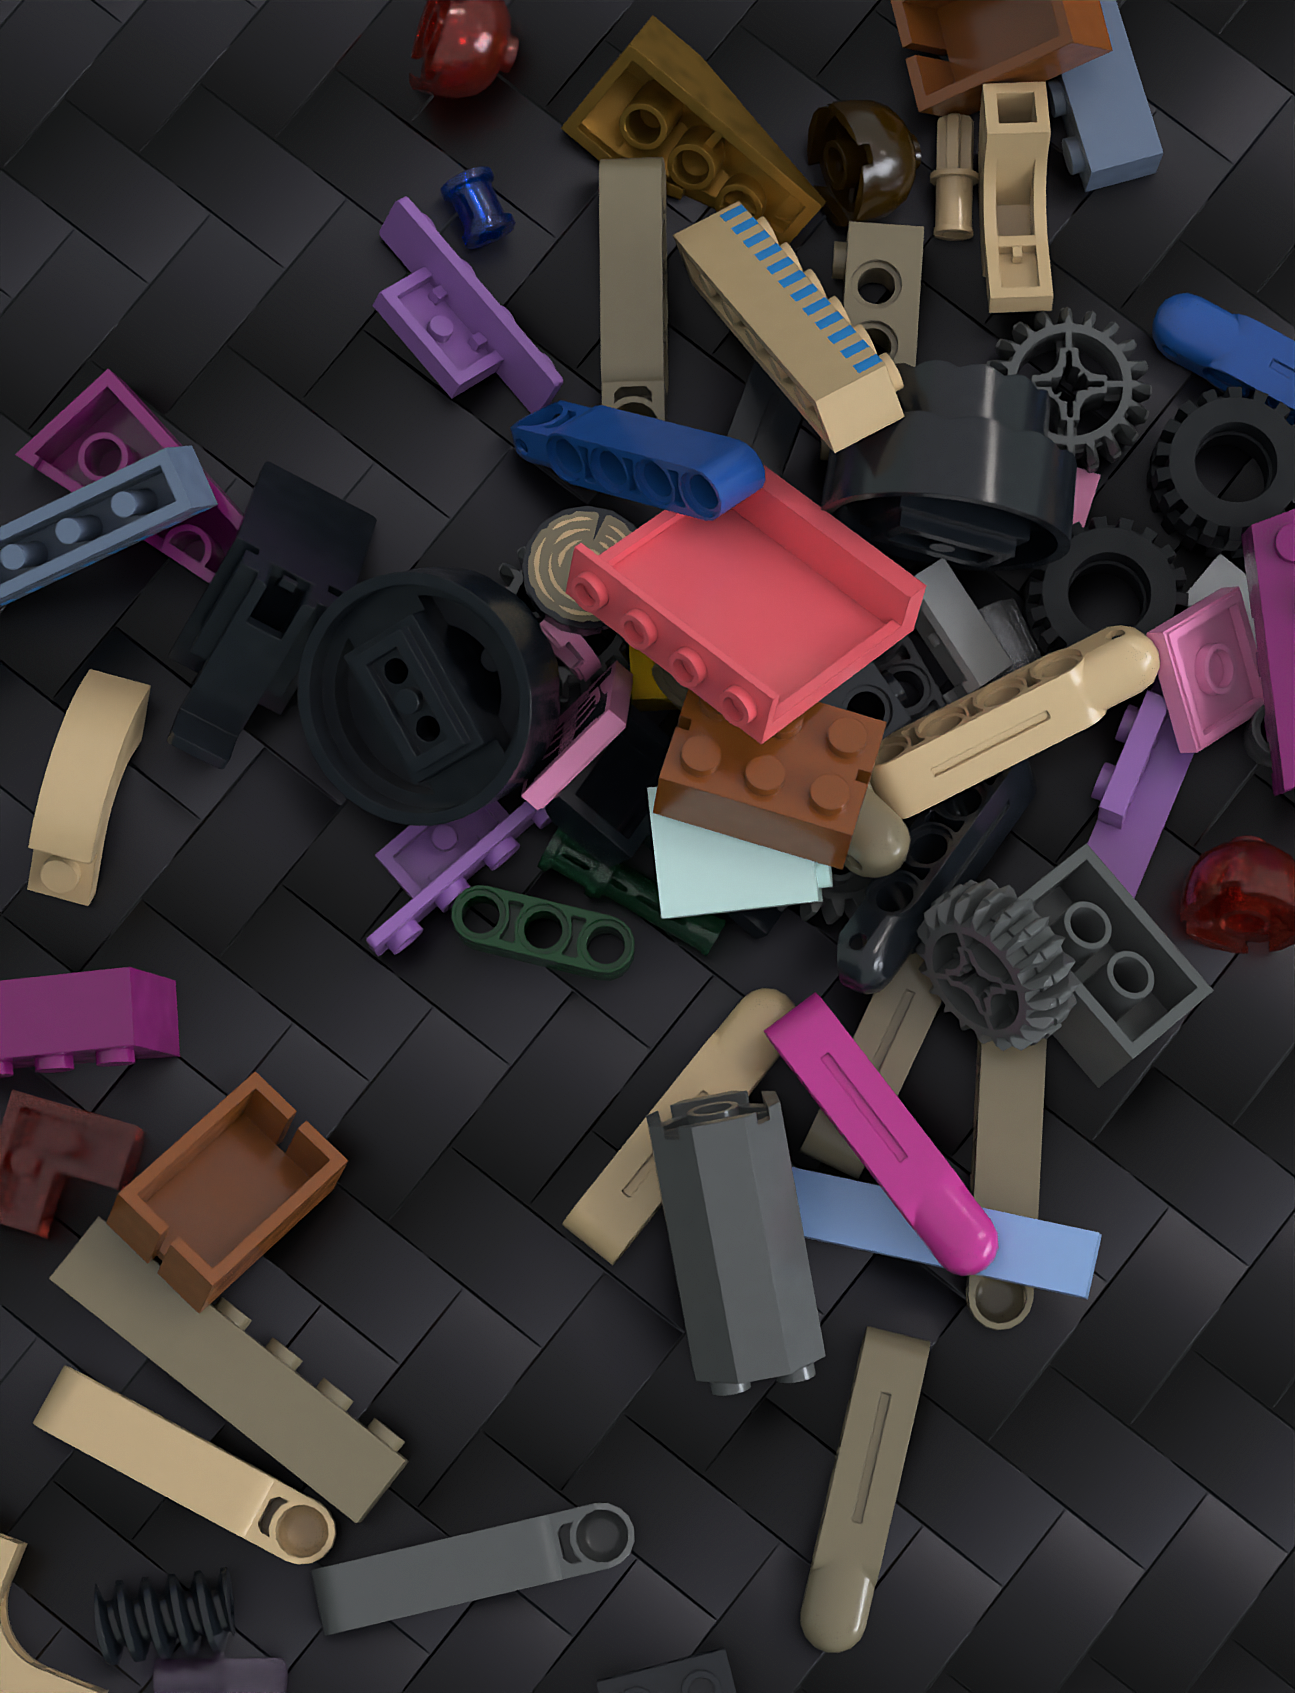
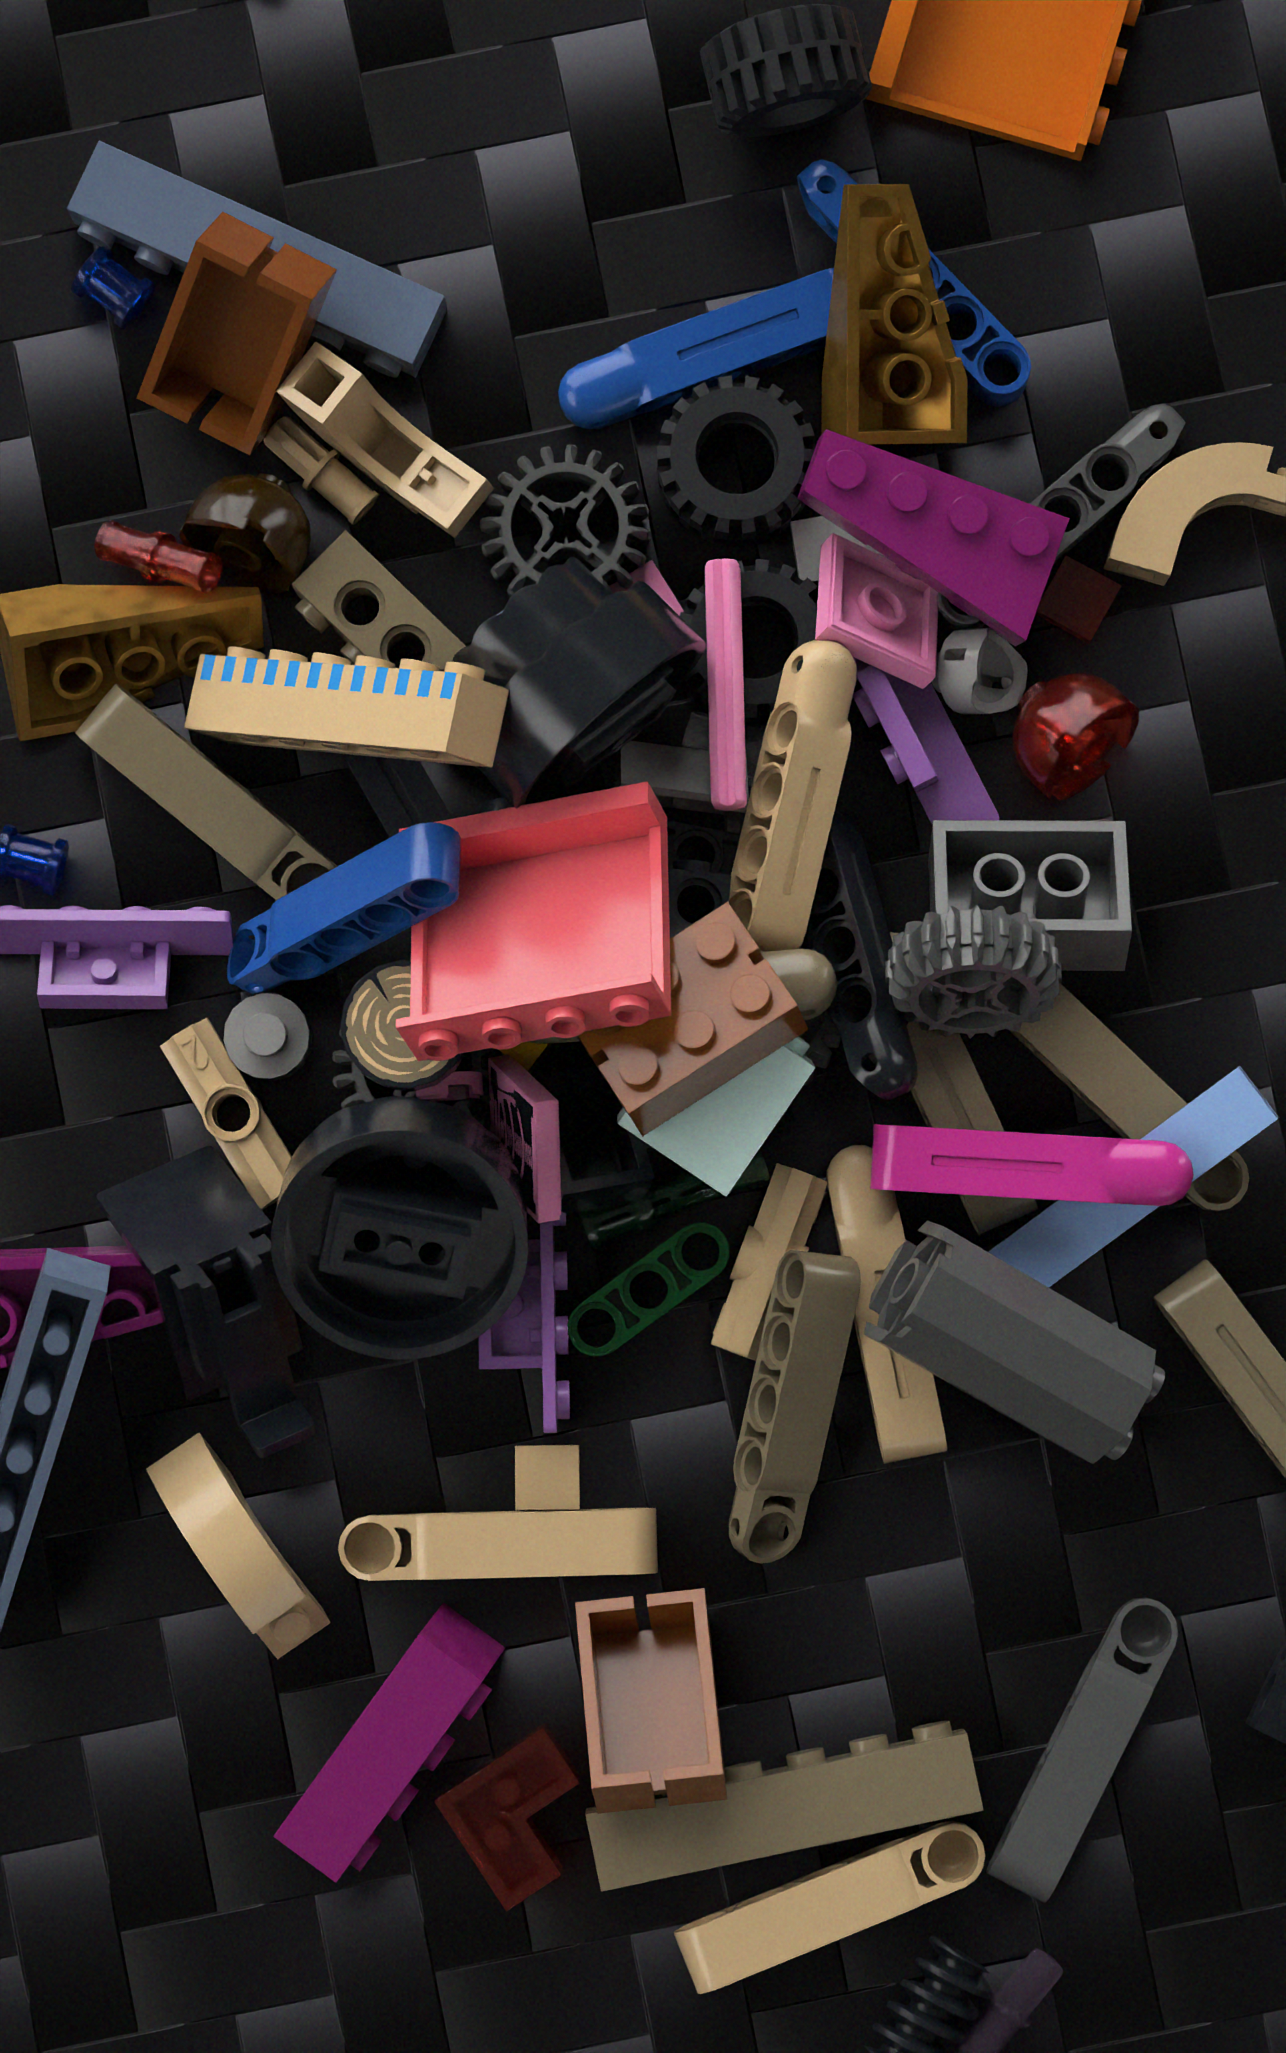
camera: 45 degrees left, 5 degrees up
(255, 983) = (501, 1544): none -> tan piece
(336, 978) = (547, 1477): none -> tan tile
(423, 476) = (210, 1079): none -> tan piece
(494, 491) = (268, 1037): none -> light grey piece
(549, 1110) = (791, 1400): none -> dark tan piece
(642, 1007) = (781, 1226): none -> tan piece
(785, 111) = (158, 556): none -> clear red pin
(1052, 596) = (725, 684): none -> bright pink axle
(1230, 779) = (970, 665): none -> light grey piece

